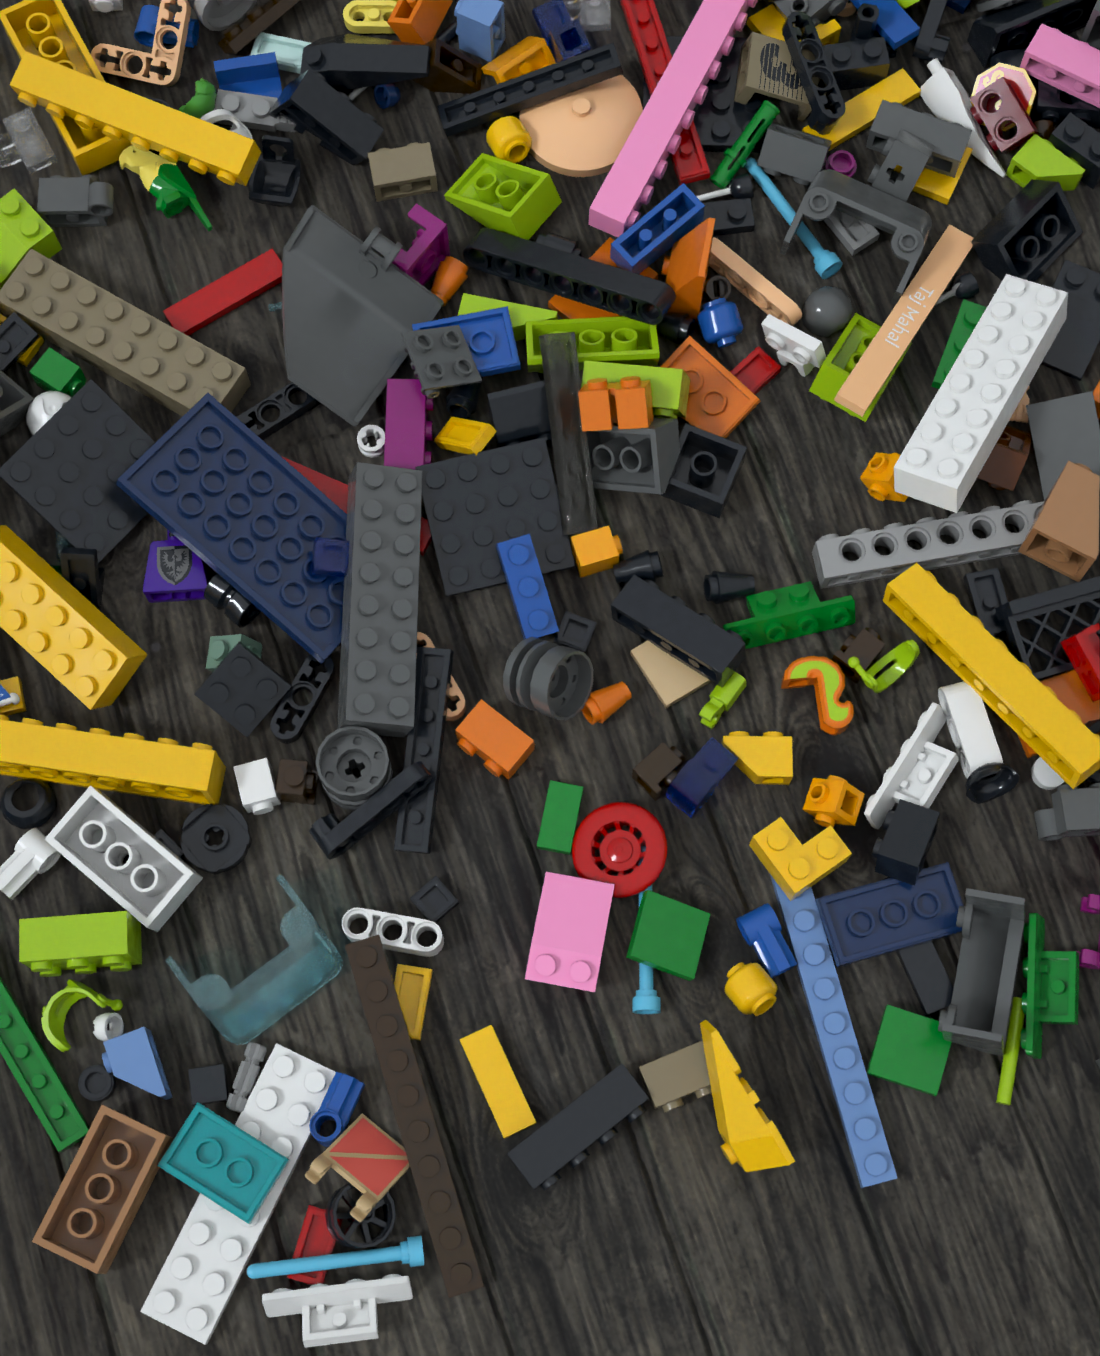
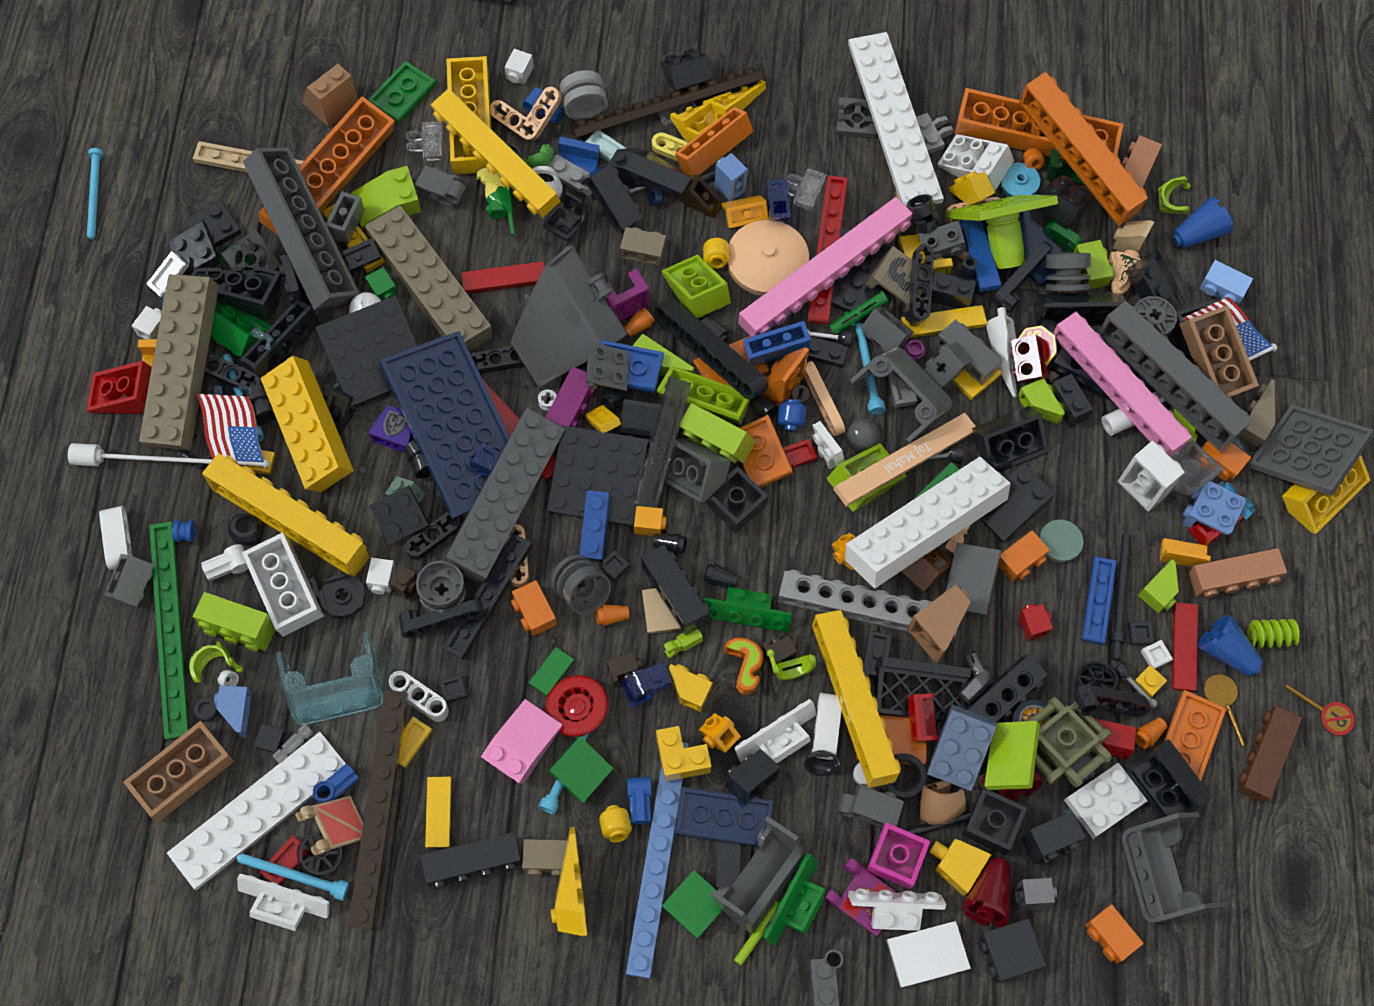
camera: 20 degrees right, 5 degrees down
(223, 1163) = (254, 787): teal tile -> none
(530, 89) = (742, 227): black plate -> none
(616, 402) = (701, 437): orange piece -> none

